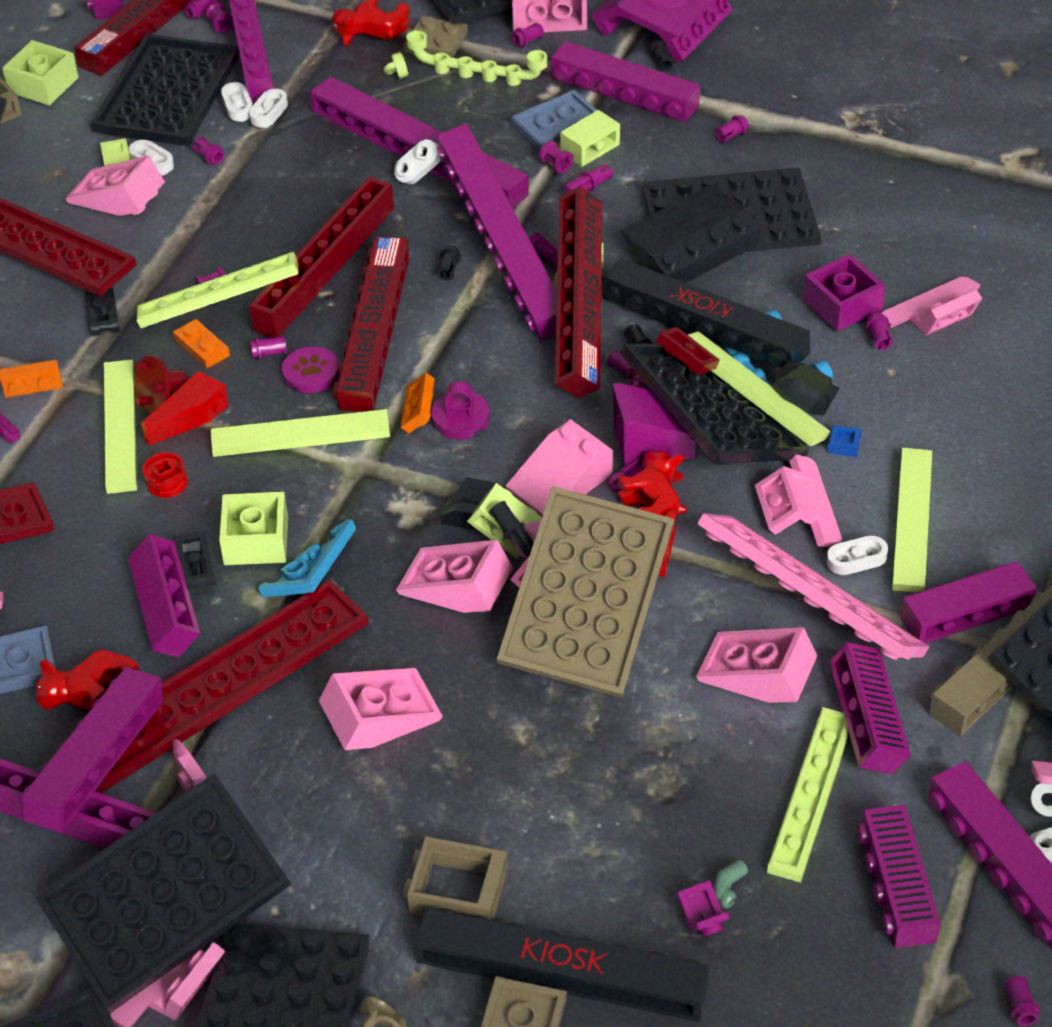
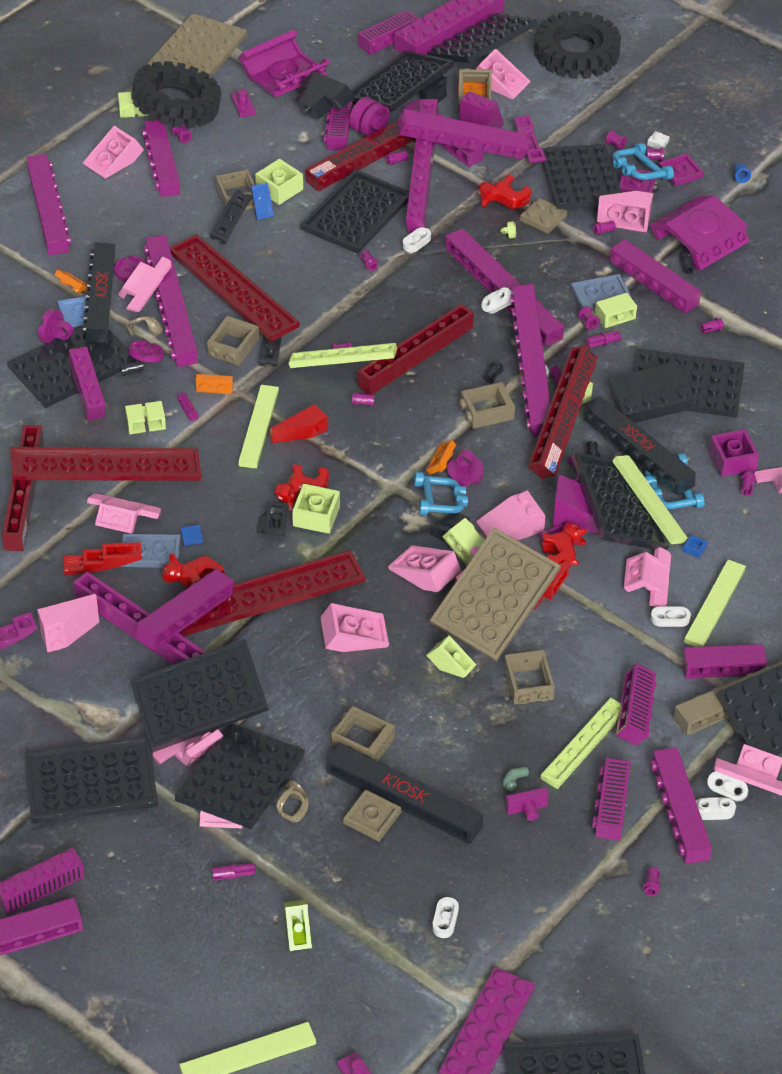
camera: 15 degrees right, 0 degrees up
(23, 103) = (262, 200): none -> plate
(40, 290) = (236, 328): none -> dark tan window
(65, 621) = (191, 535): none -> blue tile
(115, 151) = (309, 247): yellowish green plate -> none
(118, 187) = (304, 272): bright pink slope -> none
(155, 382) = (287, 405): dark red piece -> none
(161, 158) = (331, 256): white plate -> none
(163, 596) = (251, 534): magenta brick -> none
(165, 475) = (275, 463): red wheel -> none
(190, 772) = (234, 632): bright pink plate -> none
(201, 343) = (323, 387): orange plate -> none
(207, 507) = (290, 491): none -> red animal
(219, 17) = (405, 165): magenta bush -> none
(236, 101) = (398, 230): white plate -> none
(300, 433) = (364, 457): yellowish green tile -> none
(310, 369) = (384, 419): magenta tile -> none
(310, 567) = (341, 540): dark azure wing -> none
(372, 325) = (432, 400): dark red brick -> none
(427, 478) = (428, 505): none -> dark azure bar
(466, 66) = (599, 248): yellowish green bar -> none
(468, 288) = (489, 416): none -> dark tan window
(512, 528) = (465, 545): black axle -> none
(551, 711) = (451, 658): none -> yellowish green slope
(674, 684) = (534, 661): none -> dark tan window
(687, 350) = (614, 466): dark red plate -> none
(701, 909) = (493, 786): magenta bracket -> none
(760, 663) = (584, 663): bright pink slope -> none
(767, 921) = (527, 802): none -> magenta tile
(805, 387) = (681, 508): black slope -> none
(817, 589) = (633, 627): bright pink plate -> none

